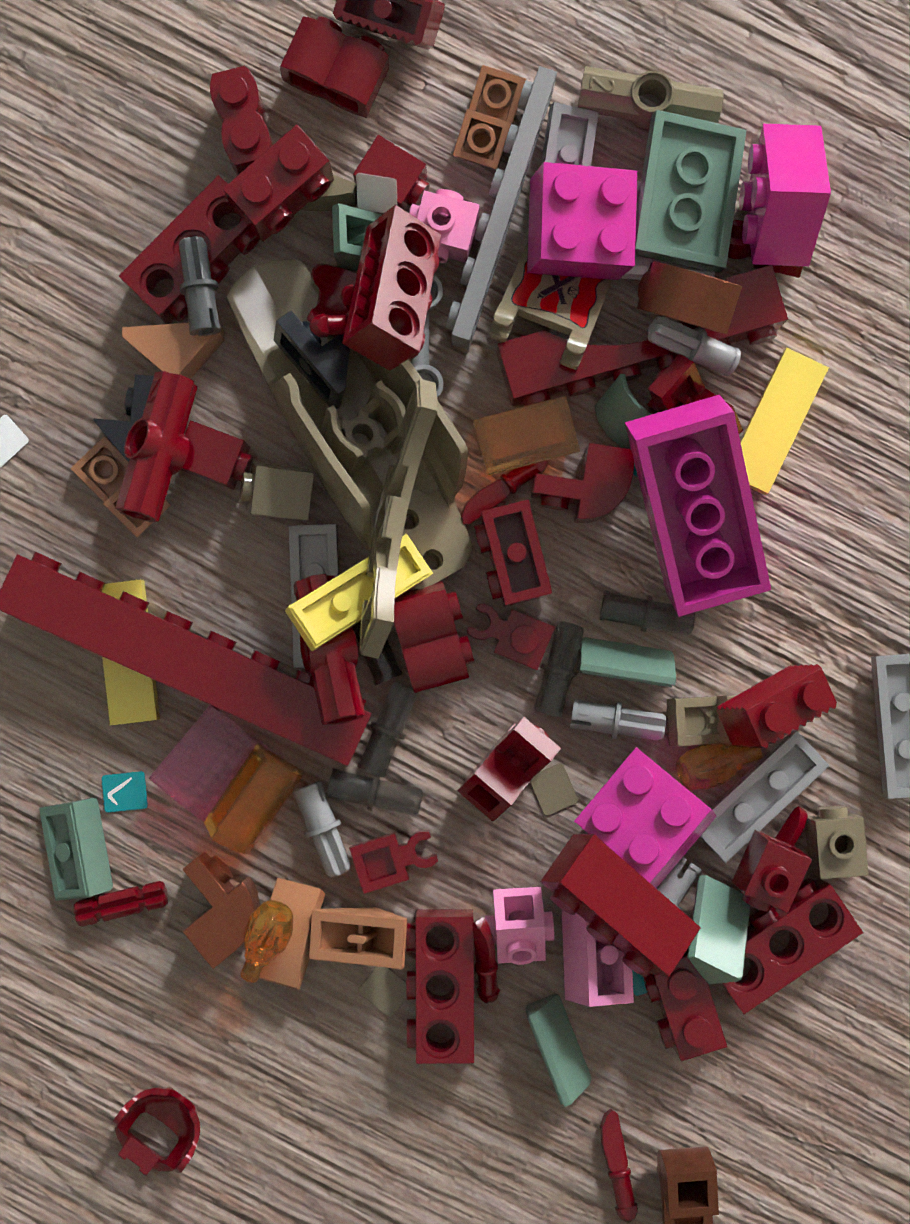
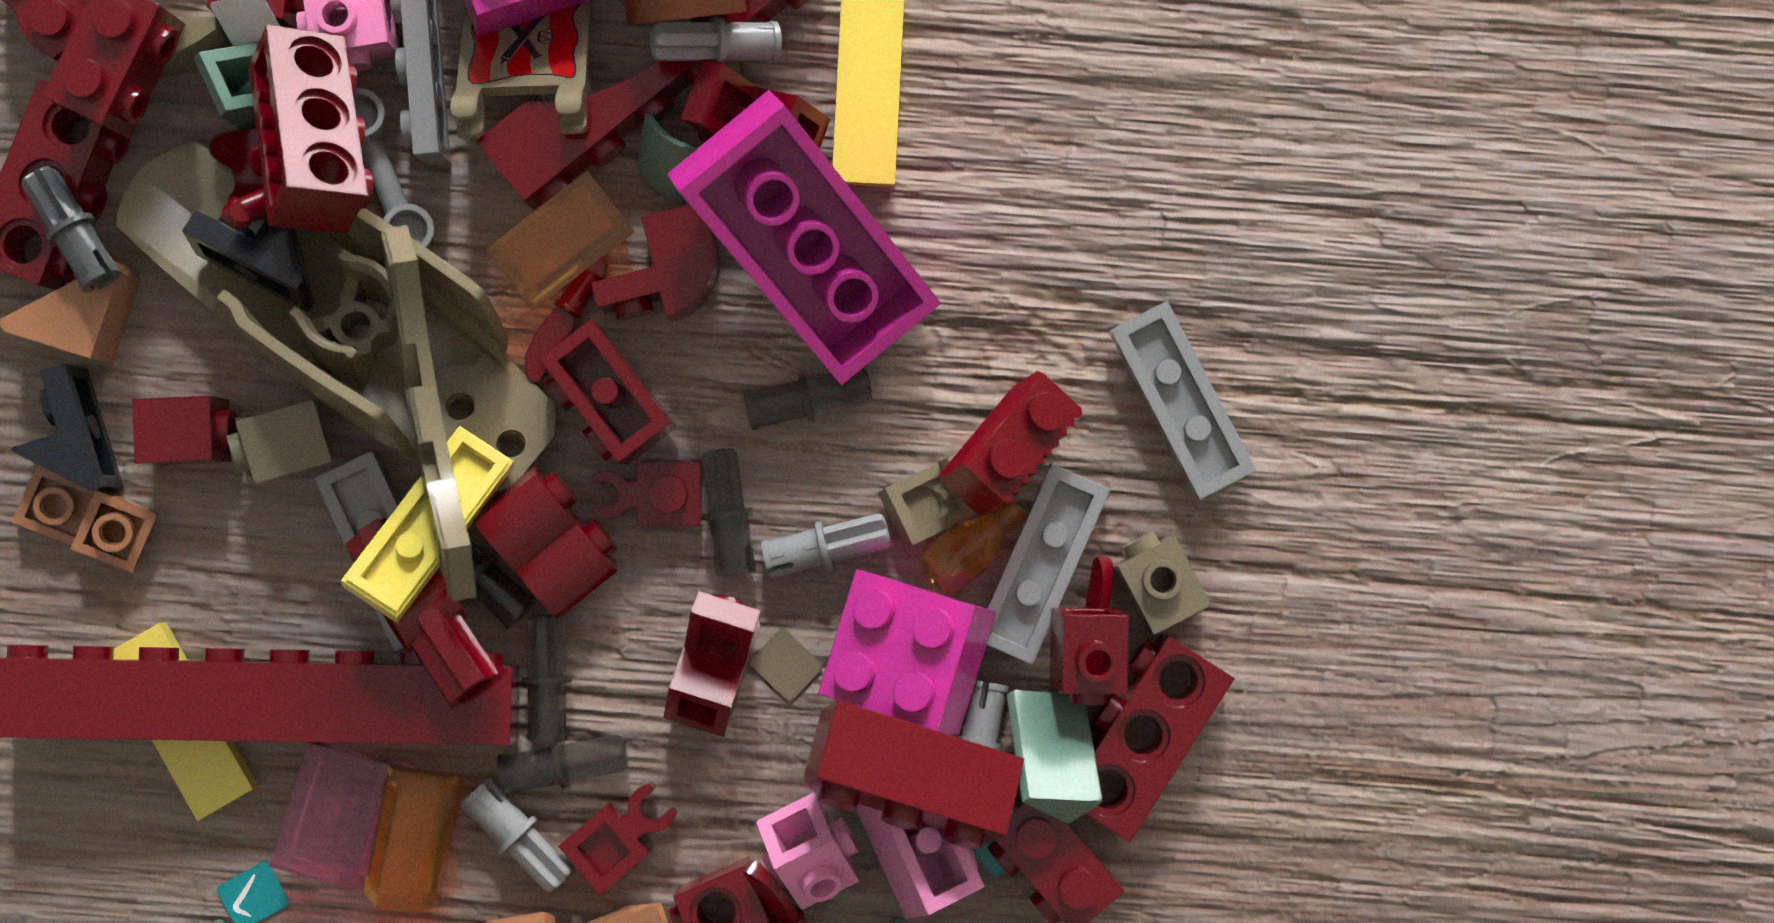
camera: 20 degrees left, 0 degrees up
(156, 447) = (101, 450): dark red piece -> none
(626, 662) = (806, 468): sand green slope -> none

